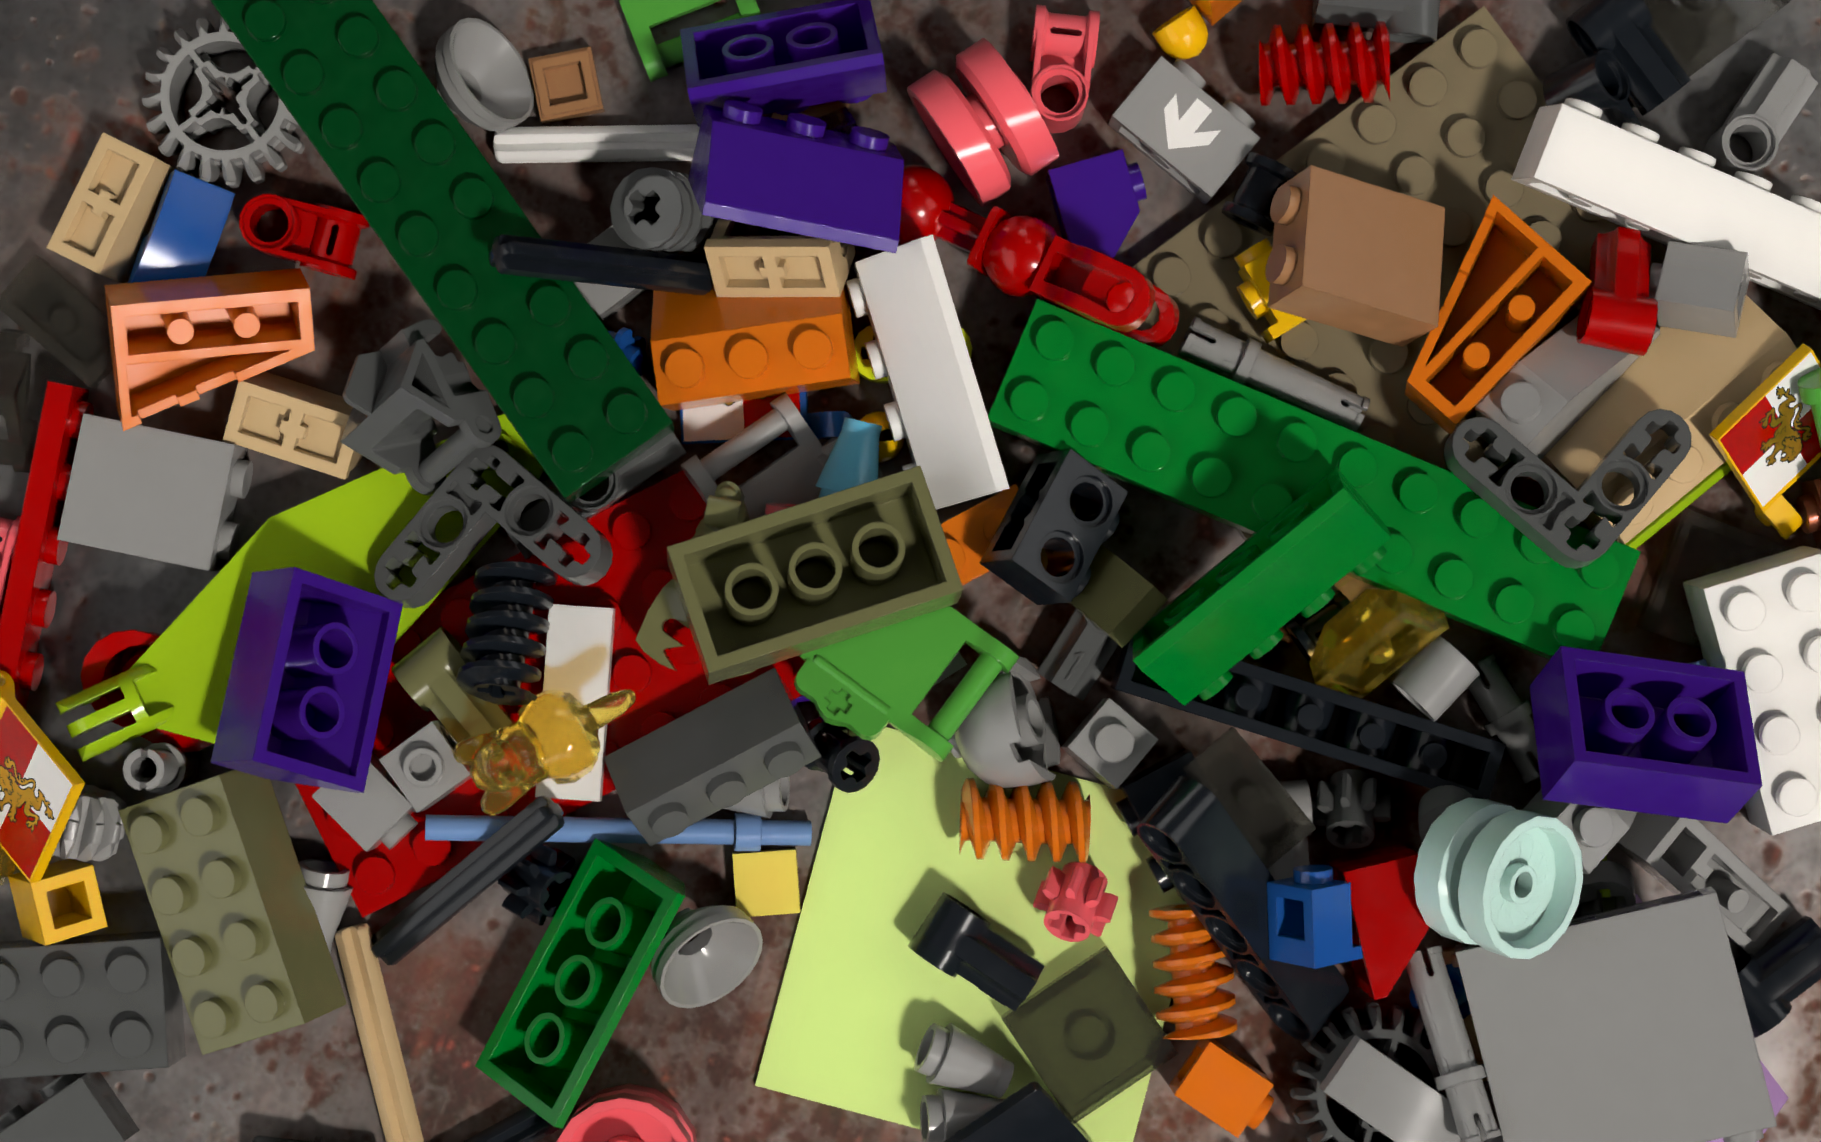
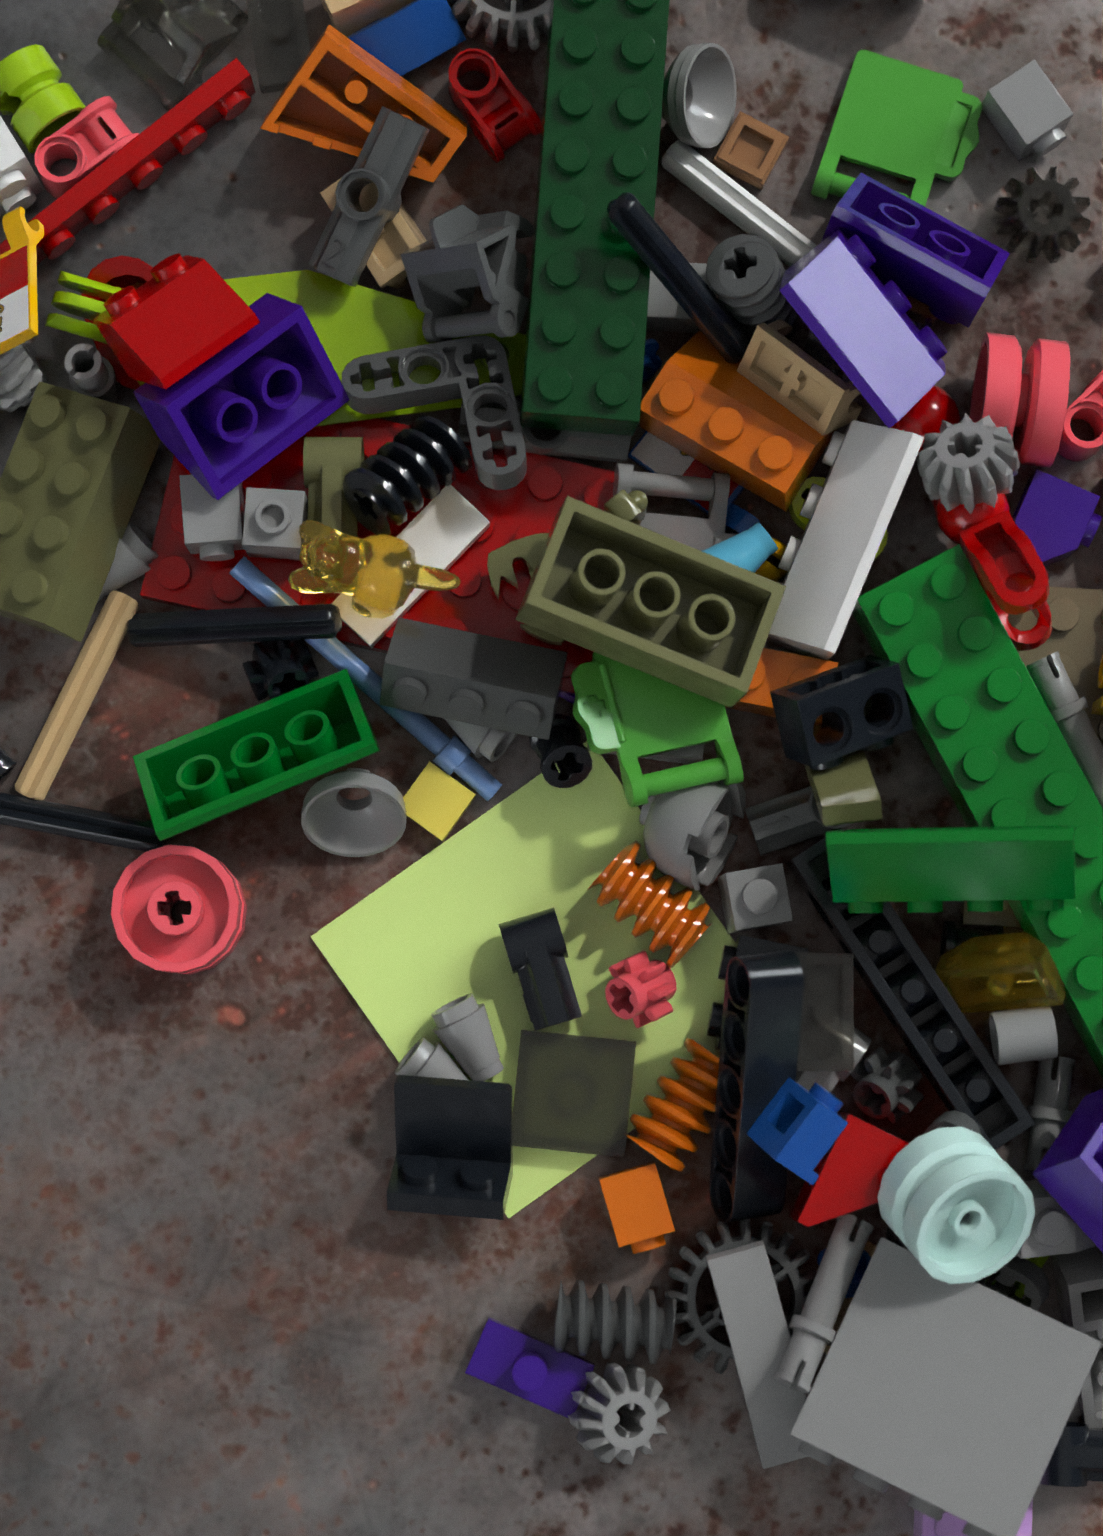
camera: 40 degrees right, 5 degrees down
(155, 494) = (243, 192): light grey brick -> none
(194, 671) = (173, 320): none -> red slope
(262, 374) = (351, 231): none -> dark grey piece
(988, 224) = (968, 463): none -> light grey gear

